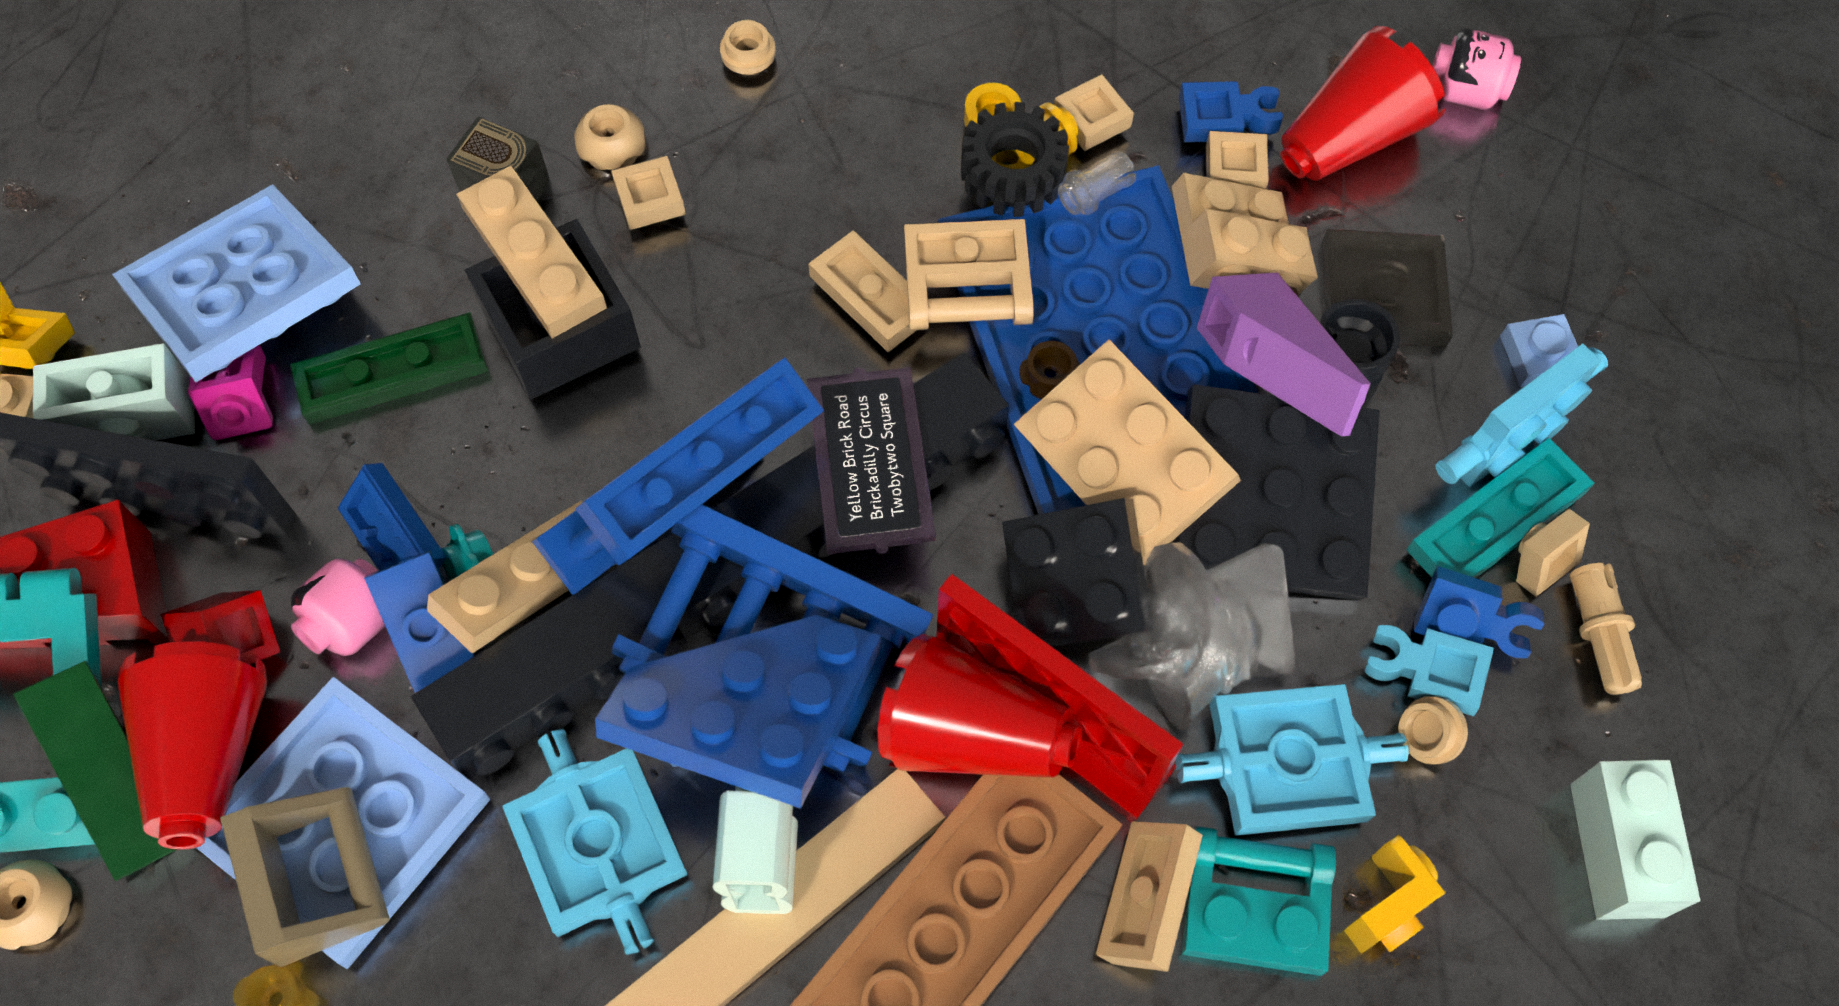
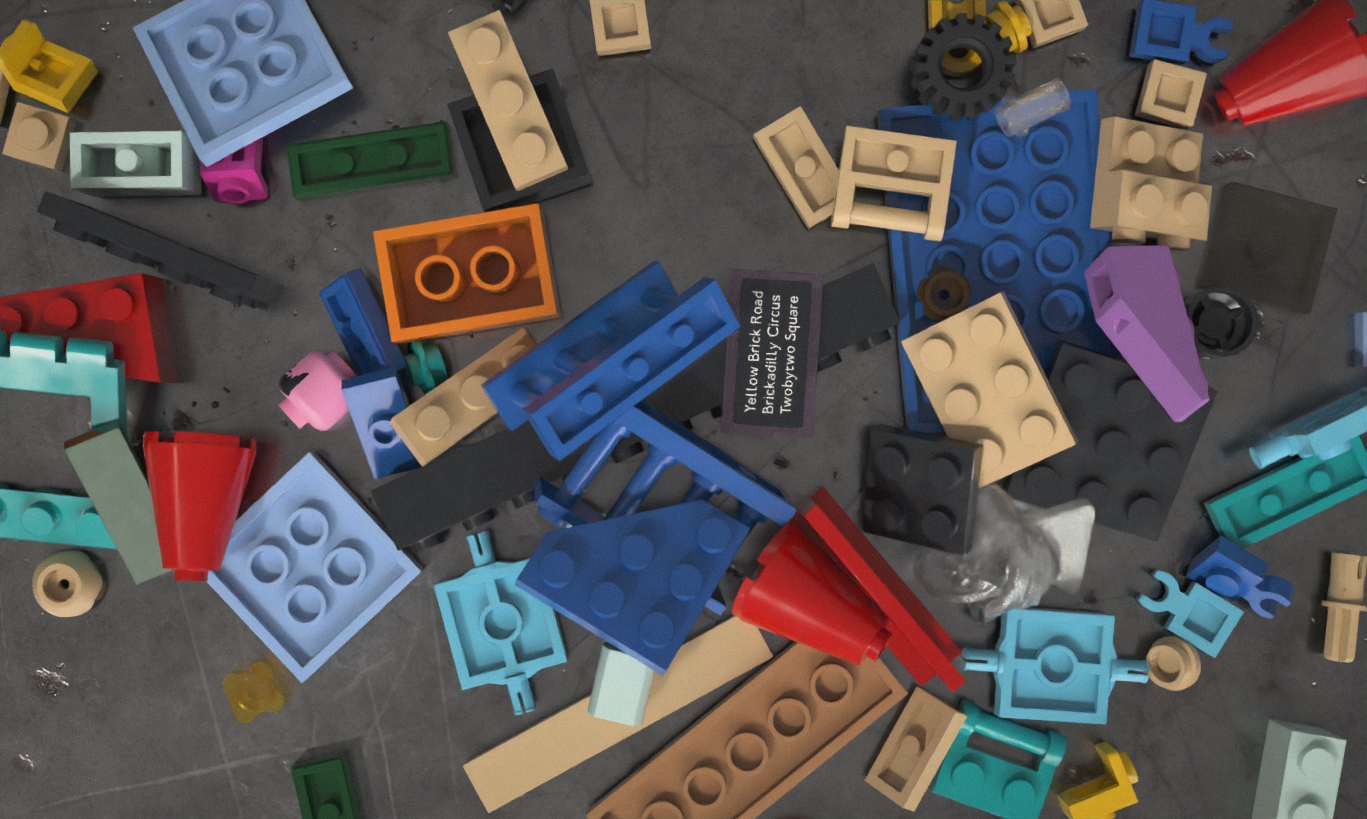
camera: 15 degrees right, 25 degrees up
(227, 619) = (220, 392): red panel -> none
(265, 885) = (252, 623): dark tan tile -> none
(505, 445) = (467, 274): none -> orange brick
(1551, 551) = (1321, 533): tan plate -> none

